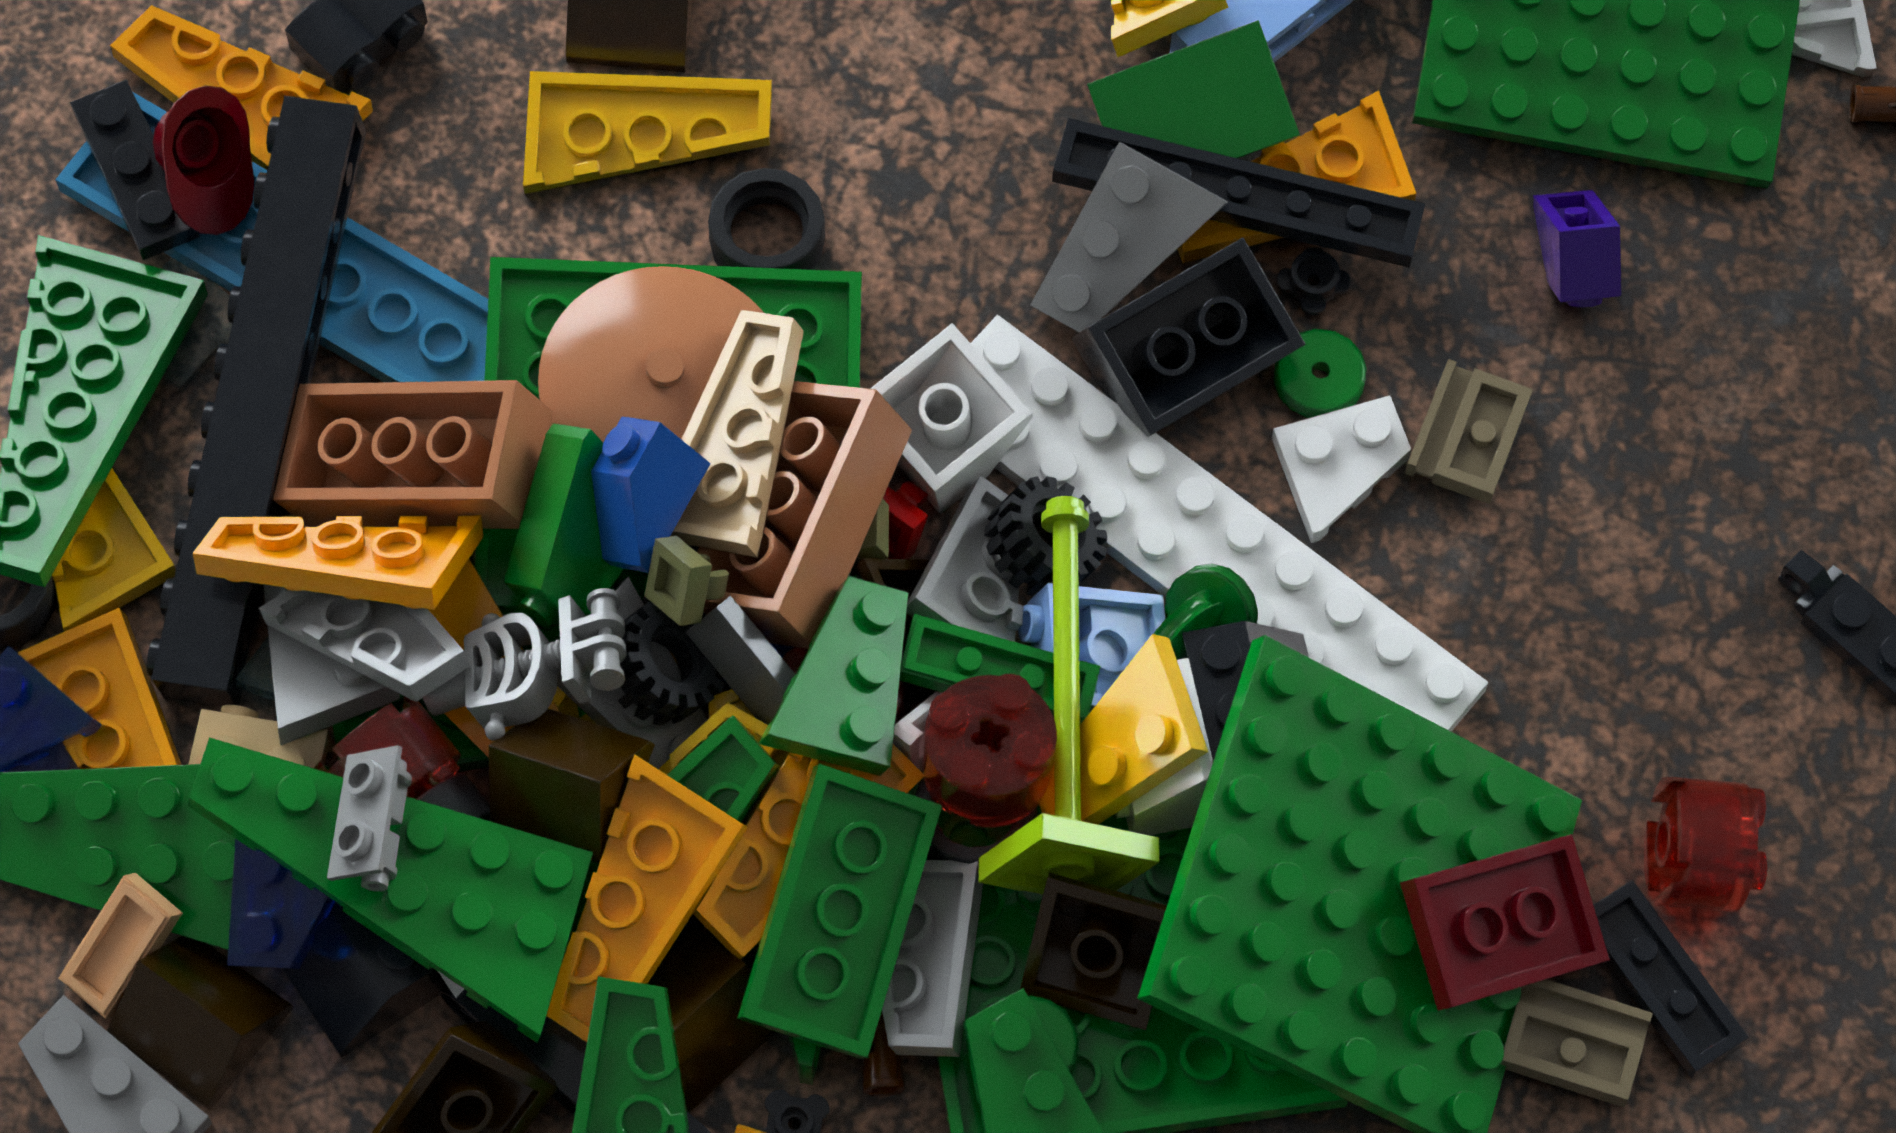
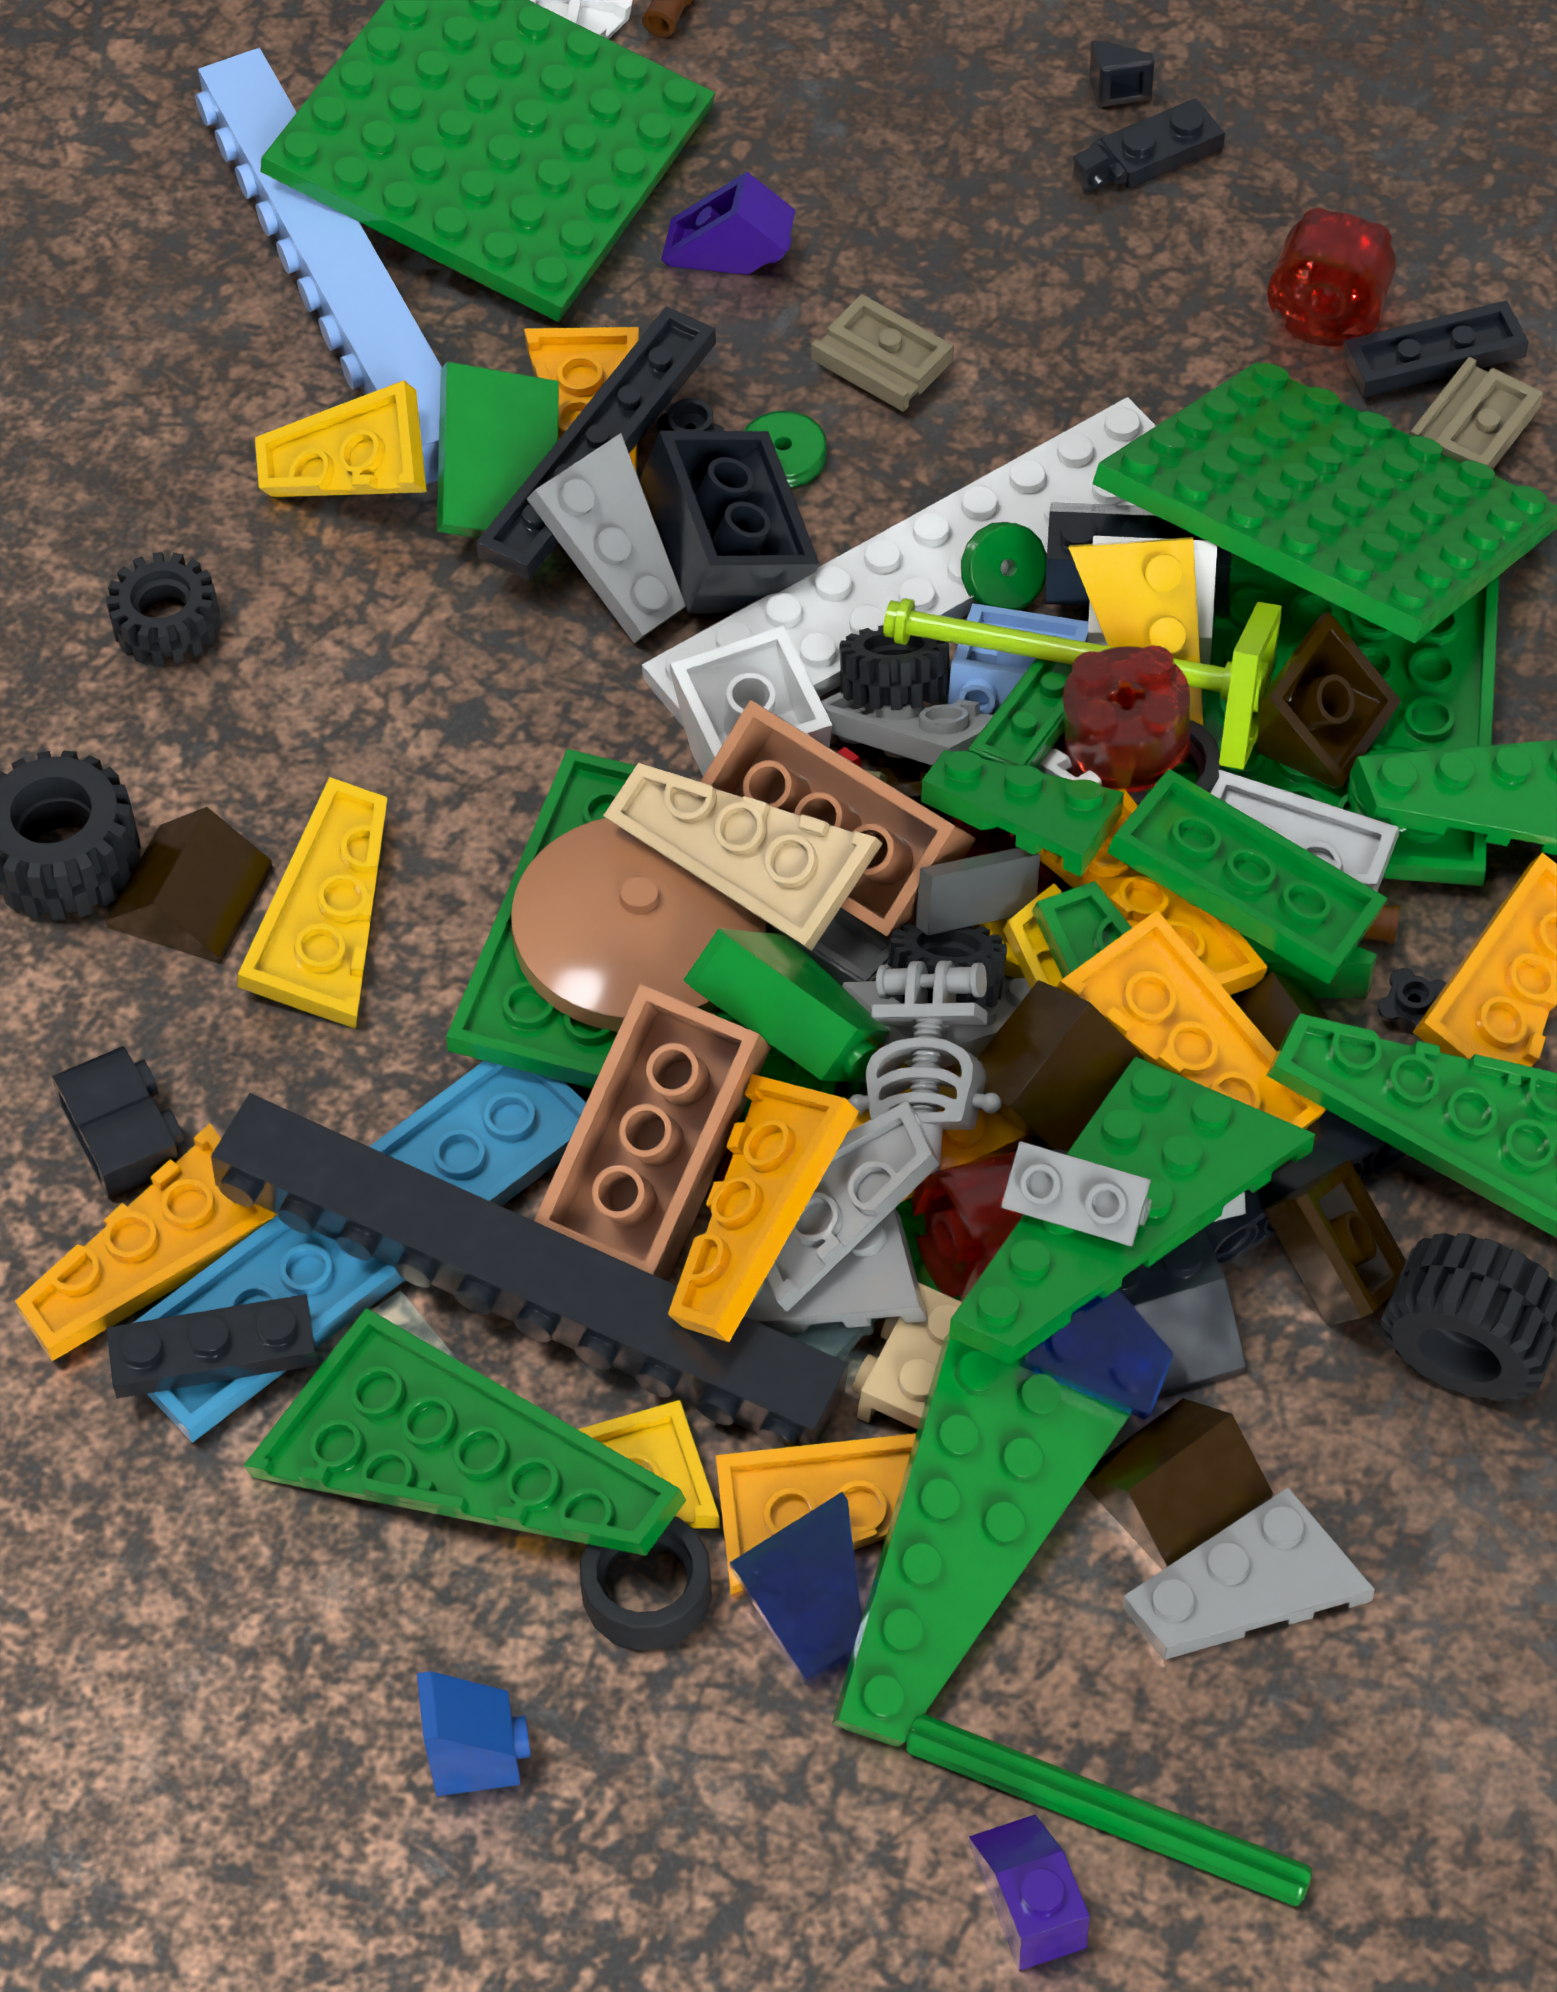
camera: 70 degrees left, 10 degrees down
(125, 931) = (1092, 1523): light nougat tile -> none
(206, 159) = (231, 1266): dark red piece -> none
(642, 489) = (788, 918): blue slope -> none
(682, 580) = (891, 905): olive tile -> none
(769, 187) = (467, 789): black tyre -> none
(1191, 615) = (1030, 574): green piece -> none
(1339, 459) = (877, 454): white wing -> none
(1504, 922) = (1378, 414): dark red plate -> none

